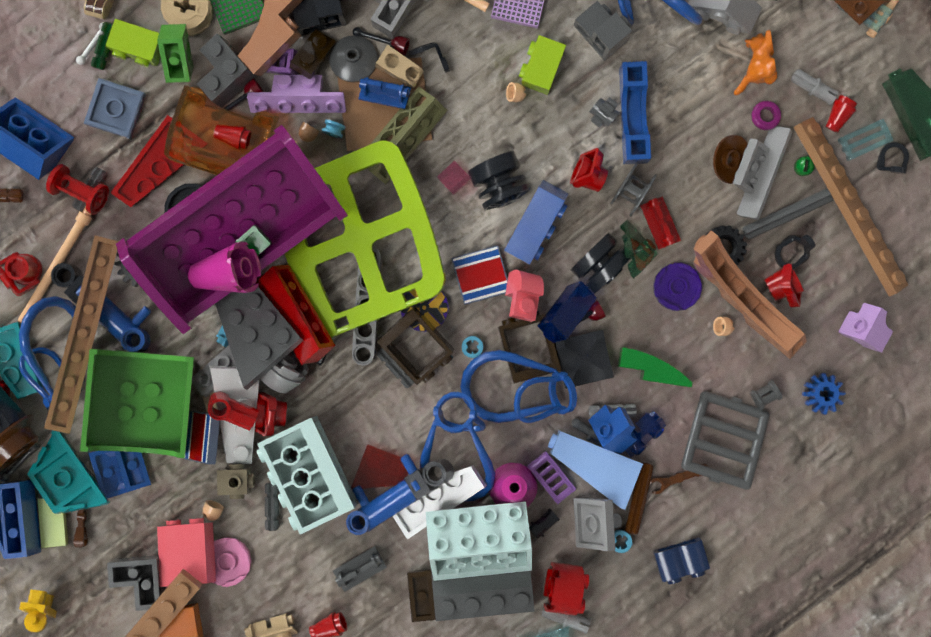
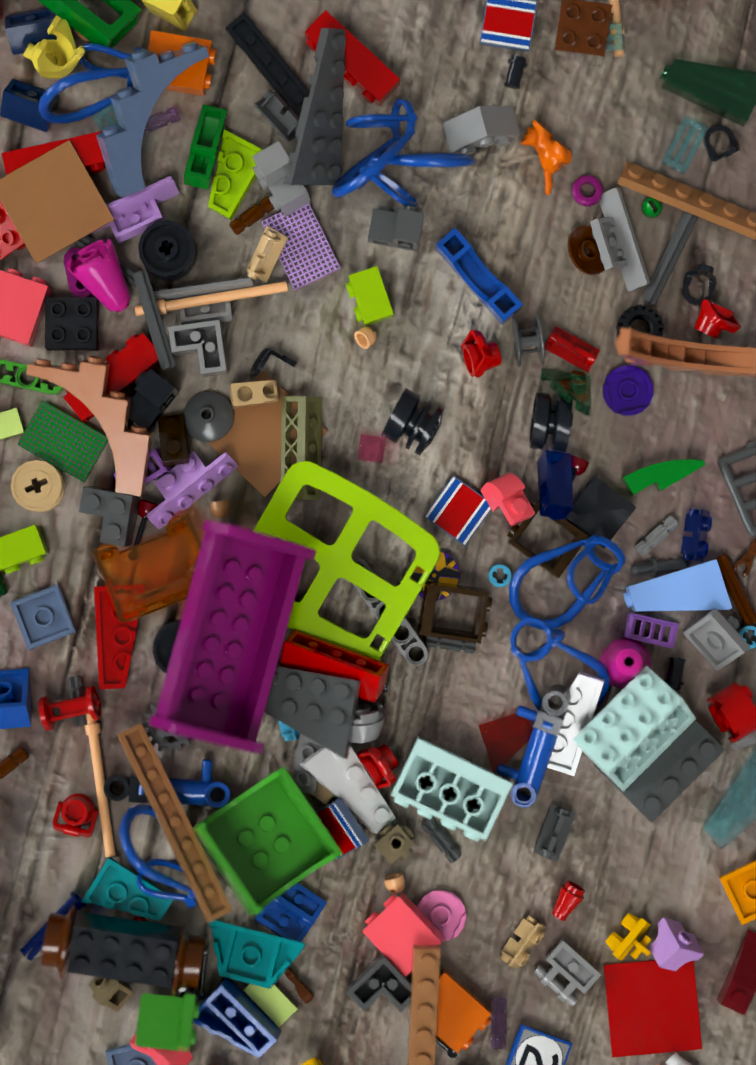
camera: 40 degrees left, 0 degrees up
(175, 53) = (61, 530): bright green brick -> none
(227, 270) = (255, 674): dark pink cone -> none
(233, 136) = (163, 560): red cone -> none
(234, 412) = (350, 785): red piece -> none
(256, 239) = (256, 636): plate -> none
(333, 129) = (240, 488): medium azure bush -> none
(384, 93) = (258, 425): blue hinge -> none
(398, 43) = (236, 375): hinge -> none
(421, 595) = (623, 813): dark brown plate -> none
(537, 222) = (471, 430): wedge -> none
(604, 112) = (452, 295): dark grey gear -> none
(613, 429) = (670, 549): blue brick -> none
(718, 326) = (694, 389): light nougat hinge -> none
(814, 86) = (607, 135): light grey axle -> none
(841, 112) = (646, 139): red cone -> none

